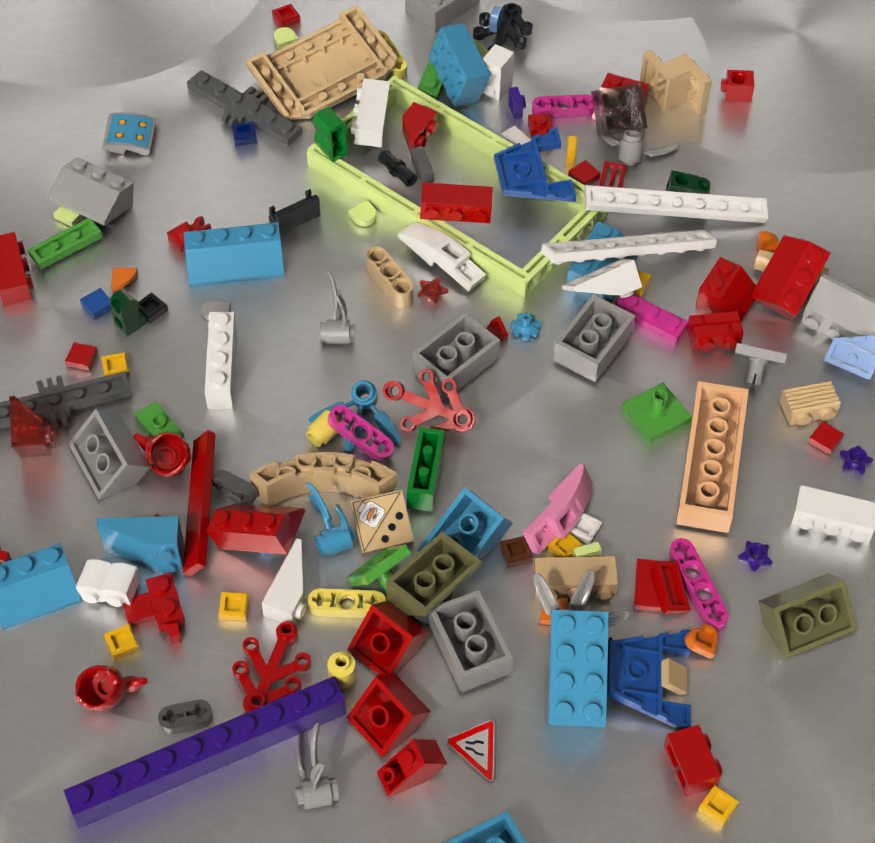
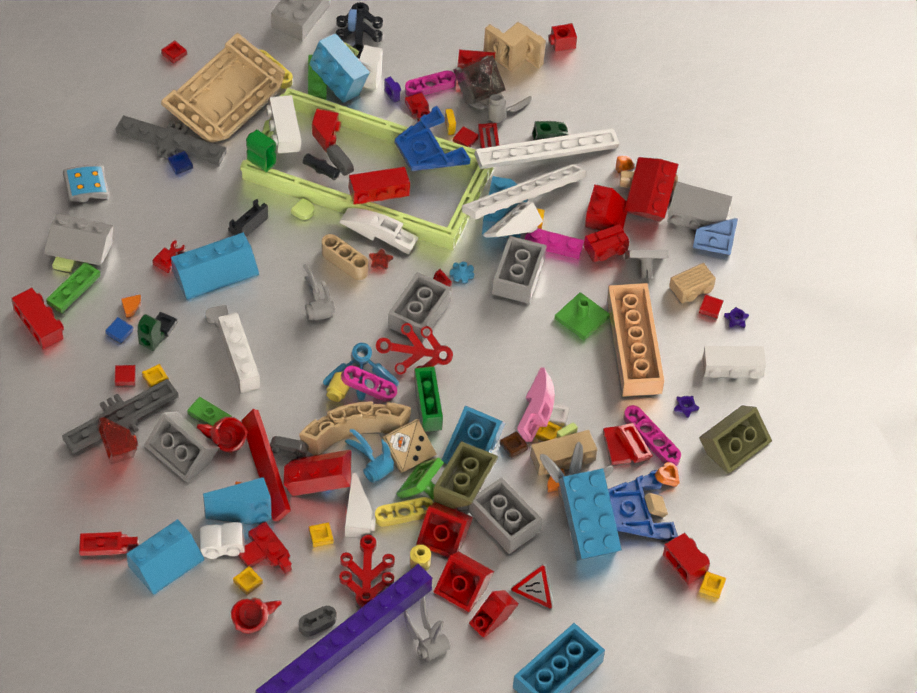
camera: 20 degrees left, 0 degrees up
(284, 37) = (181, 72): yellowish green tile -> none

